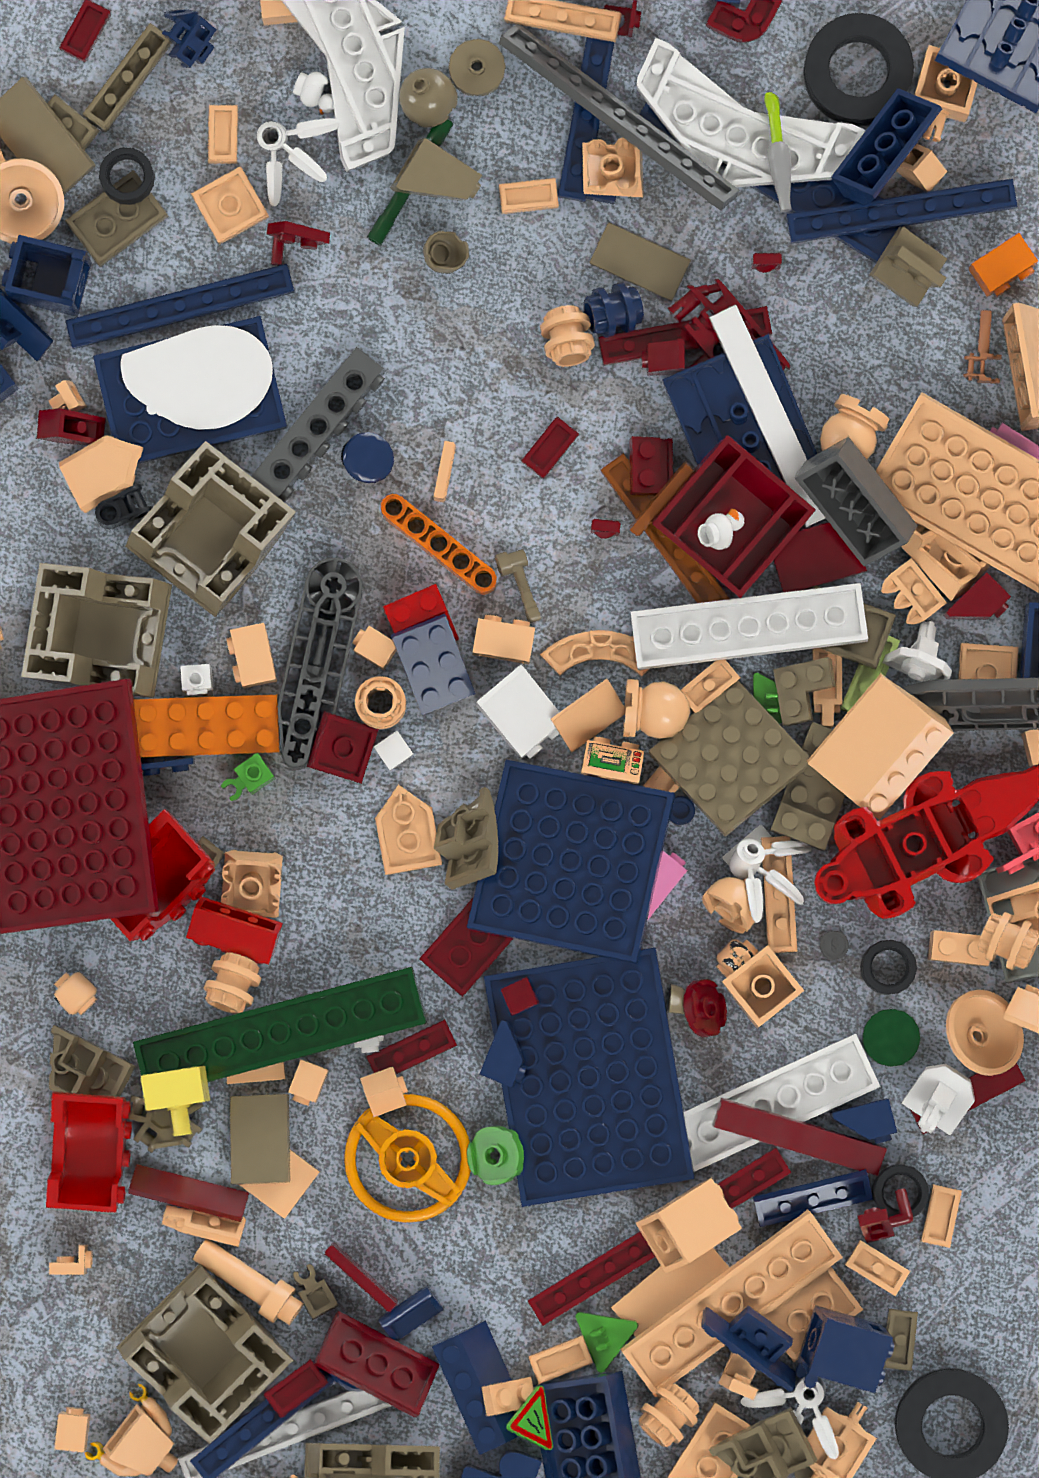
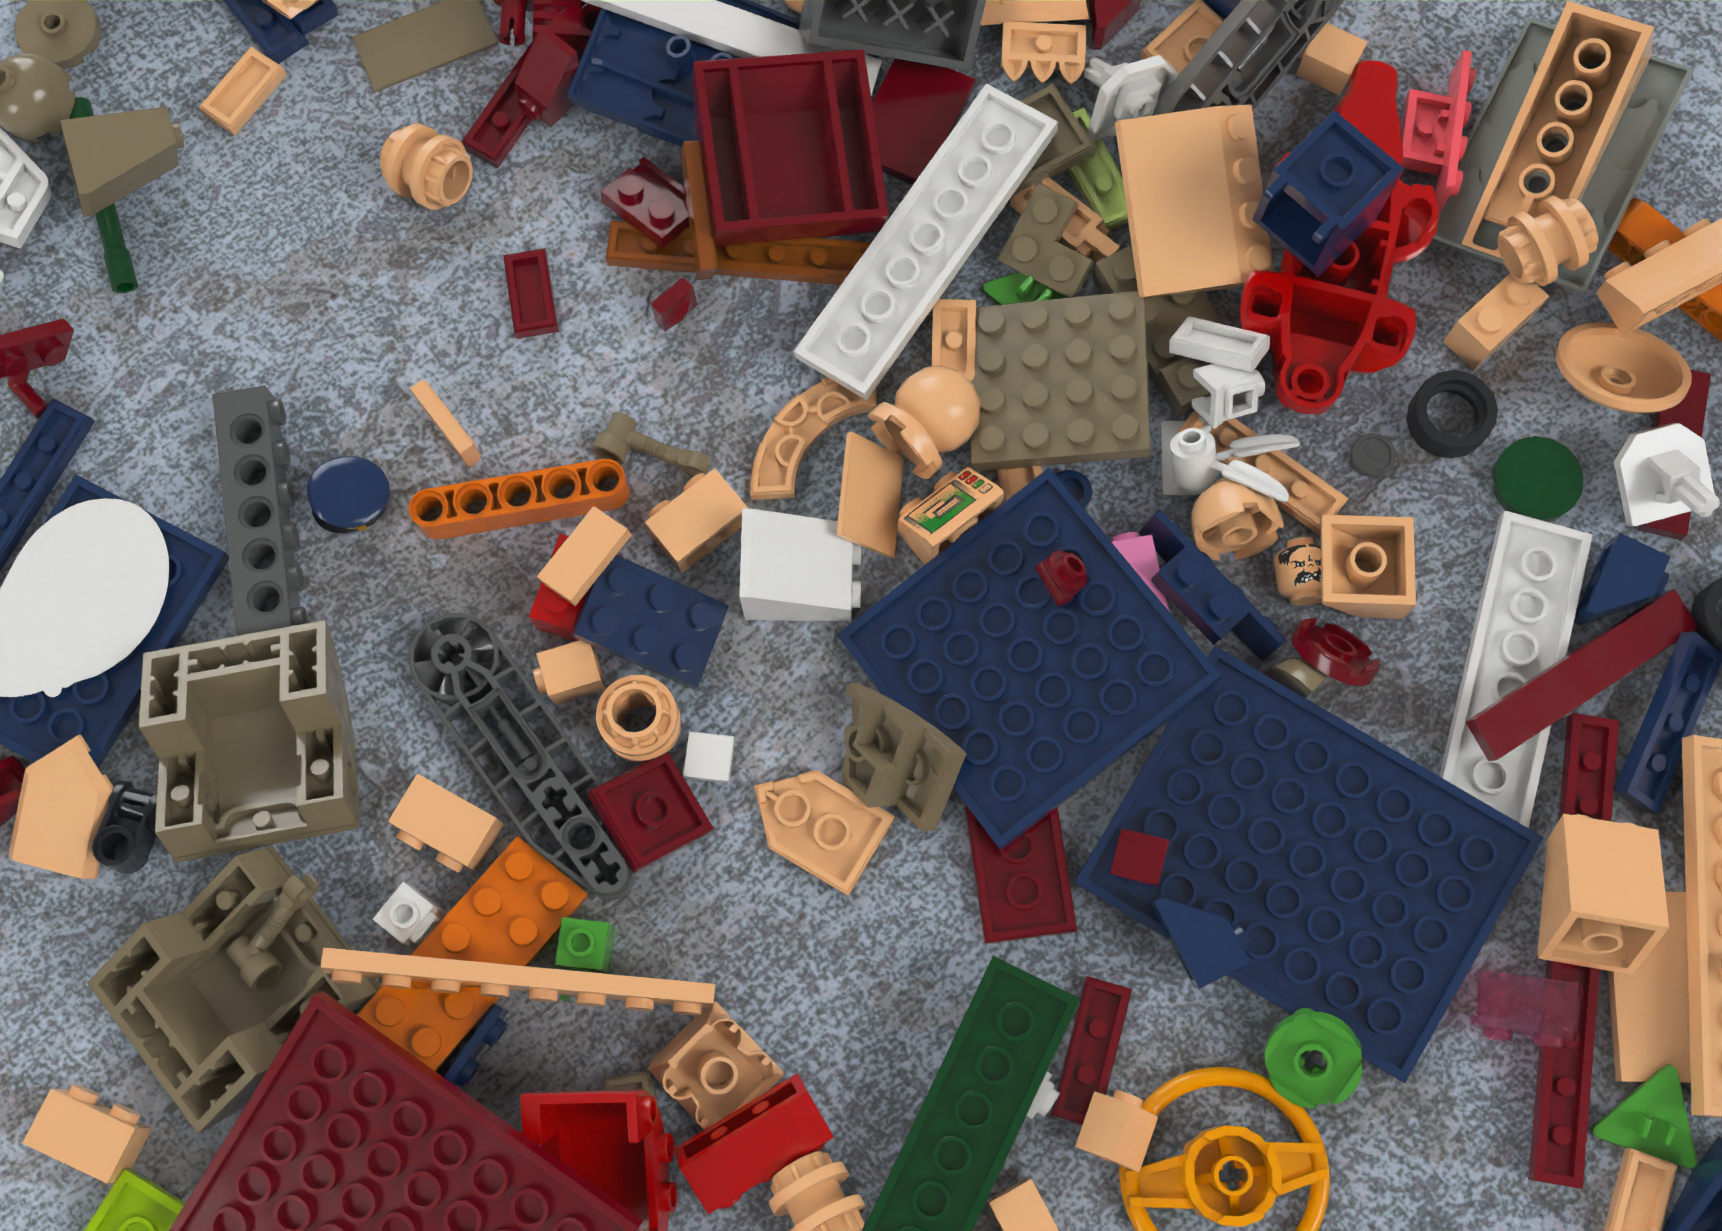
camera: 45 degrees left, 10 degrees down
(117, 624) = (253, 955): none -> dark tan brick
(204, 751) = (497, 980): none -> light nougat plate
(433, 608) = (584, 555): none -> light nougat tile
(445, 252) = (211, 218): dark tan hair -> none
(607, 1235) = (1527, 1007): none -> clear pink bracket
(619, 308) = (446, 94): dark blue piece -> none
(622, 846) = (1062, 575): none -> dark red plate
(679, 920) = (1205, 593): none -> dark blue bracket
(719, 529) = (792, 158): white animal -> none
(795, 845) = (1231, 390): none -> white window
(815, 821) = (1219, 344): none -> white tile
(922, 812) = (1326, 192): none -> dark blue container

